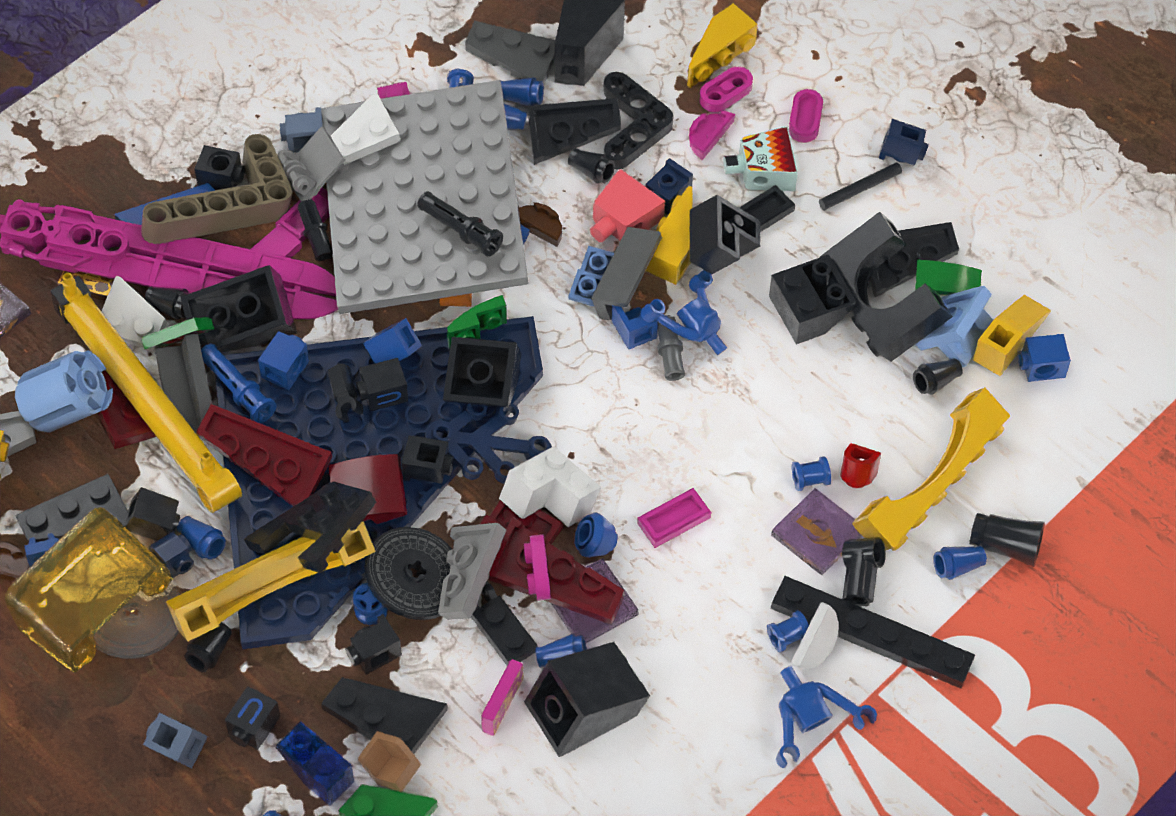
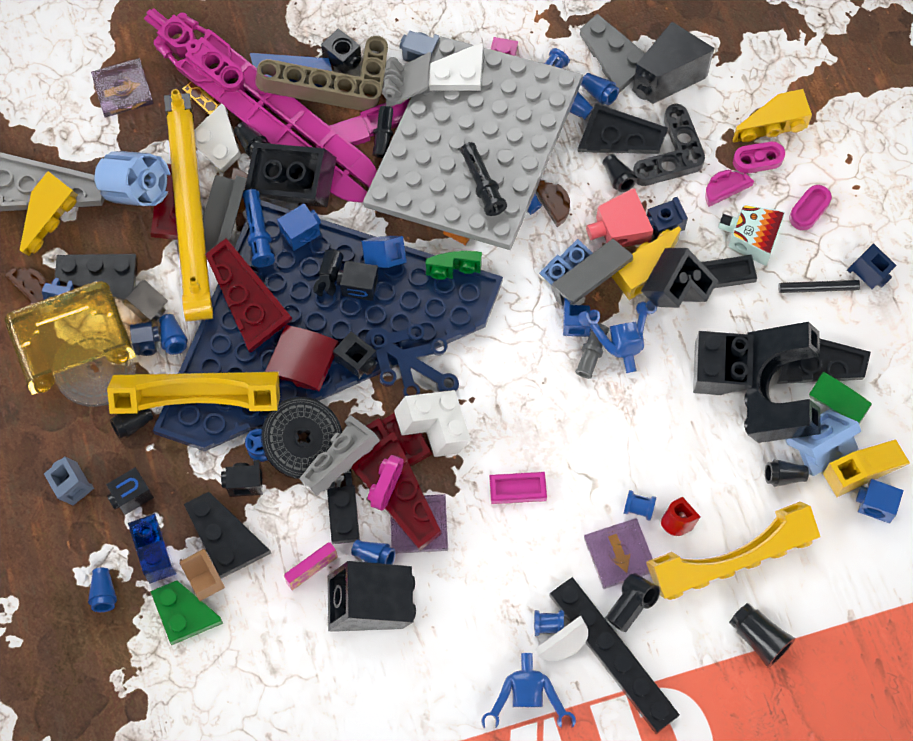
camera: 30 degrees right, 10 degrees up
(176, 333) = (234, 169): tile -> none
(320, 517) = (253, 368): black wing -> none
(482, 372) = (432, 308): black slope -> none
(595, 536) = (448, 475): blue cone -> none
(956, 561) = (711, 632): blue cone -> none

